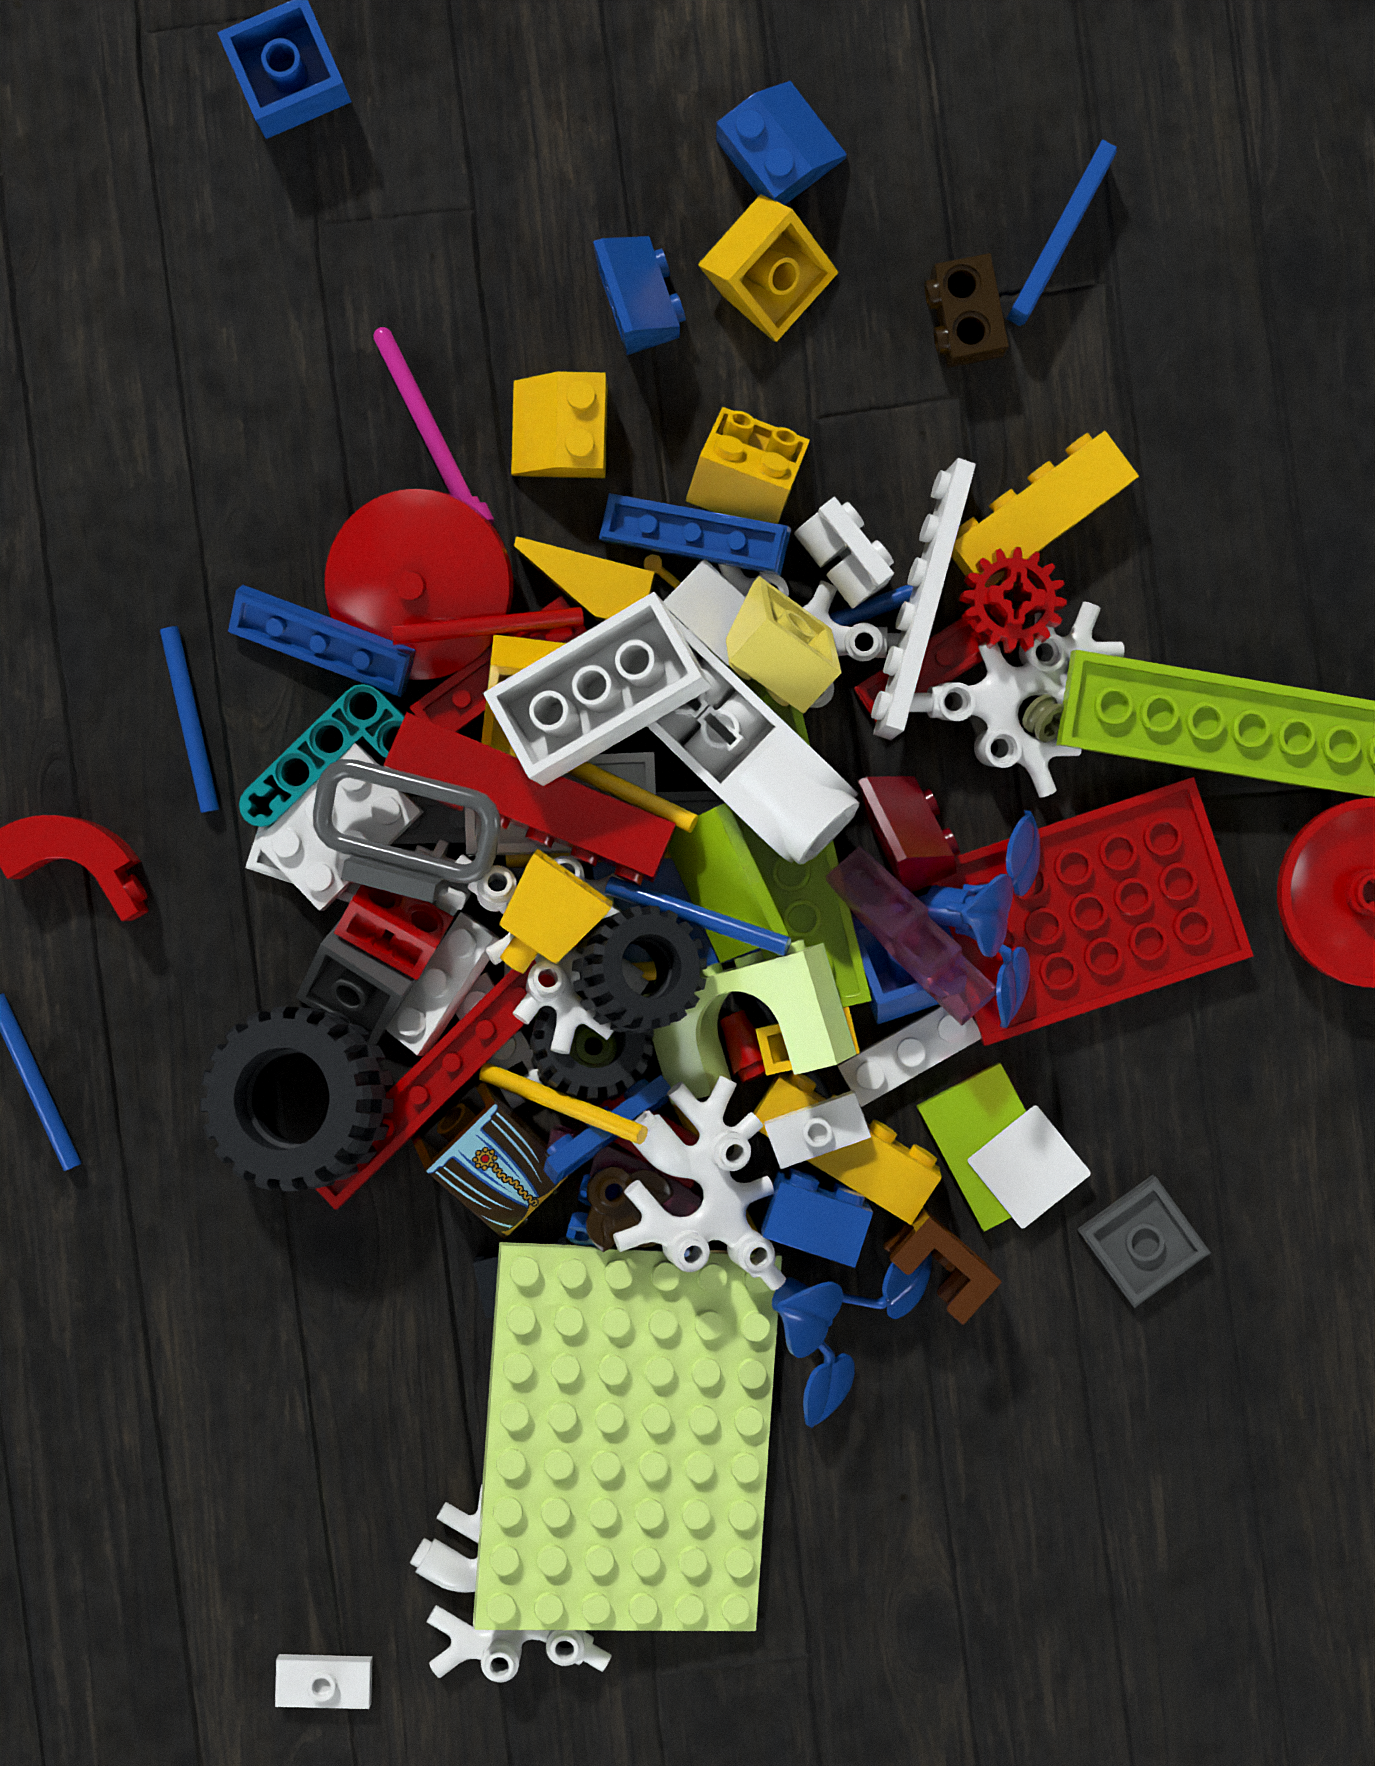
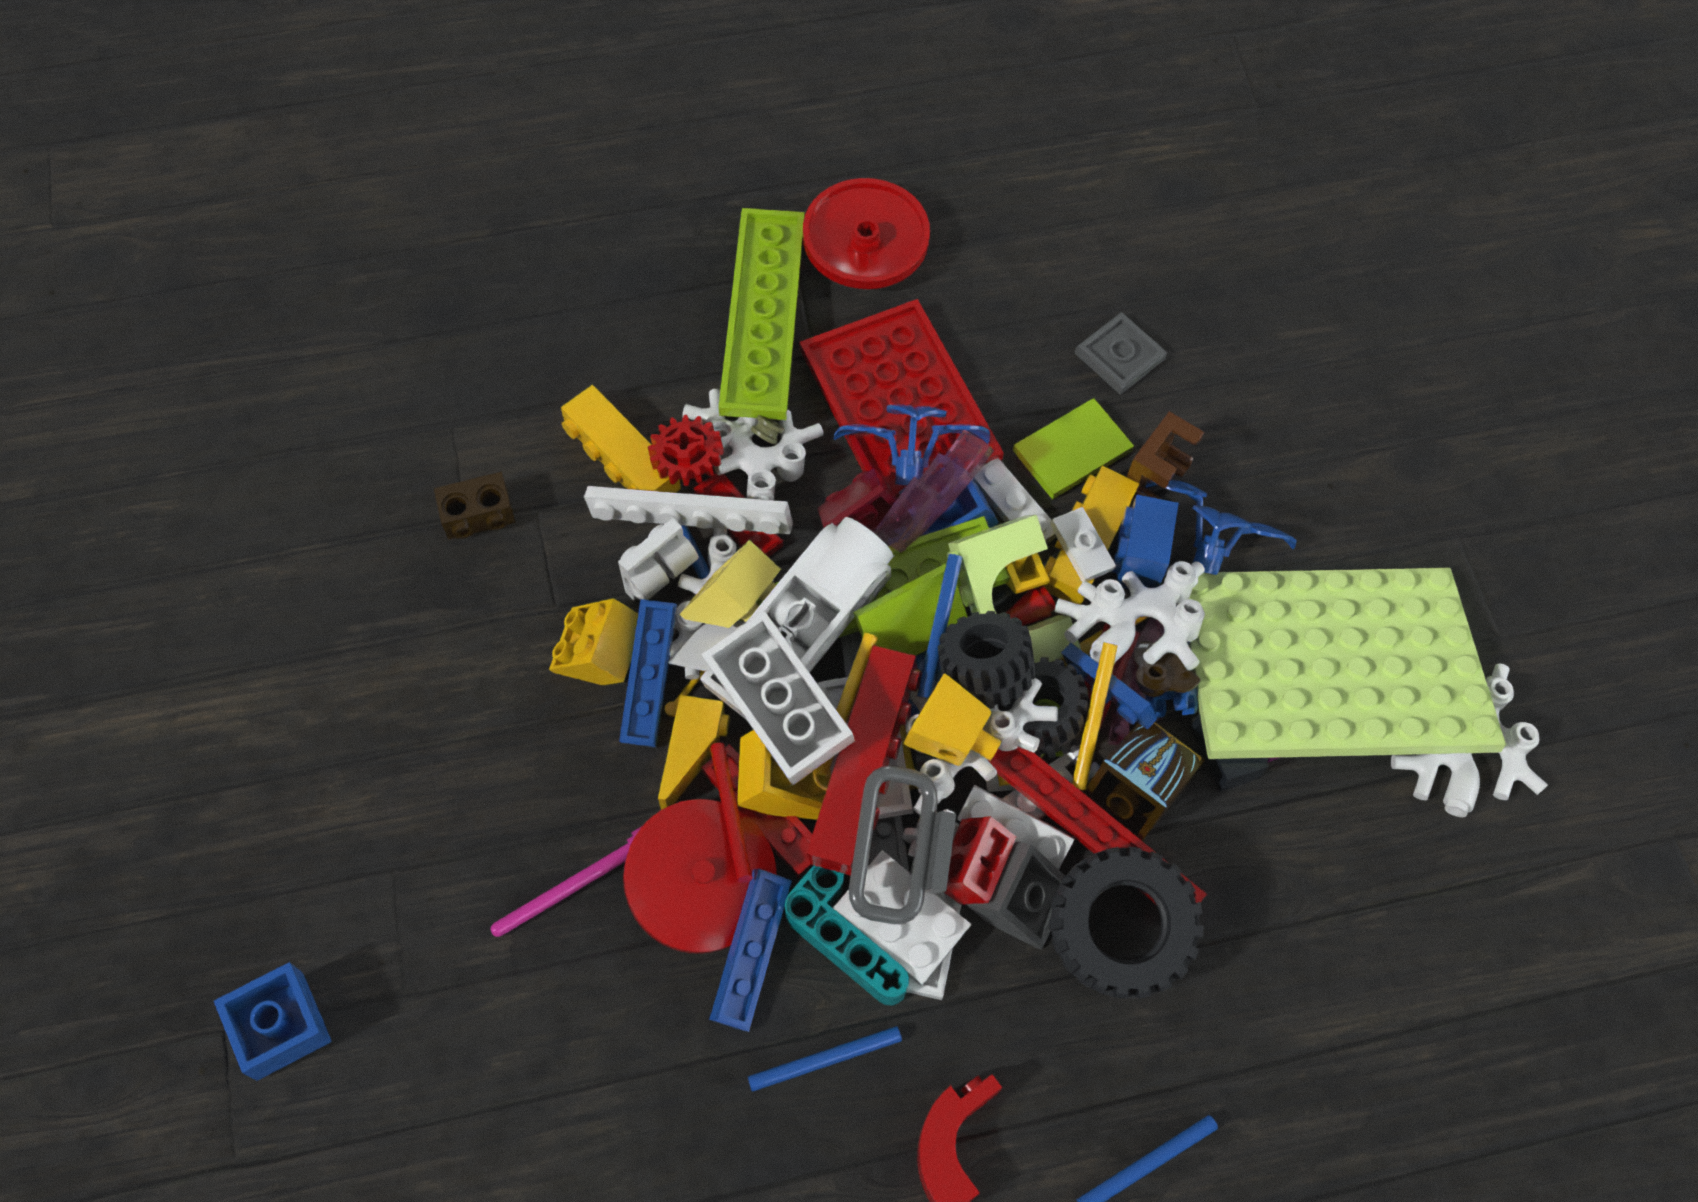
camera: 100 degrees left, 25 degrees down
(323, 1681) = (1575, 874): white plate -> none
(560, 425) = (567, 780): yellow slope -> none
(637, 291) = (463, 731): blue slope -> none
(769, 266) = (440, 642): yellow slope -> none
(778, 142) = (350, 645): blue slope -> none
(1029, 1166) = (1083, 421): white sticker -> none
(1062, 233) = (416, 450): blue tile -> none

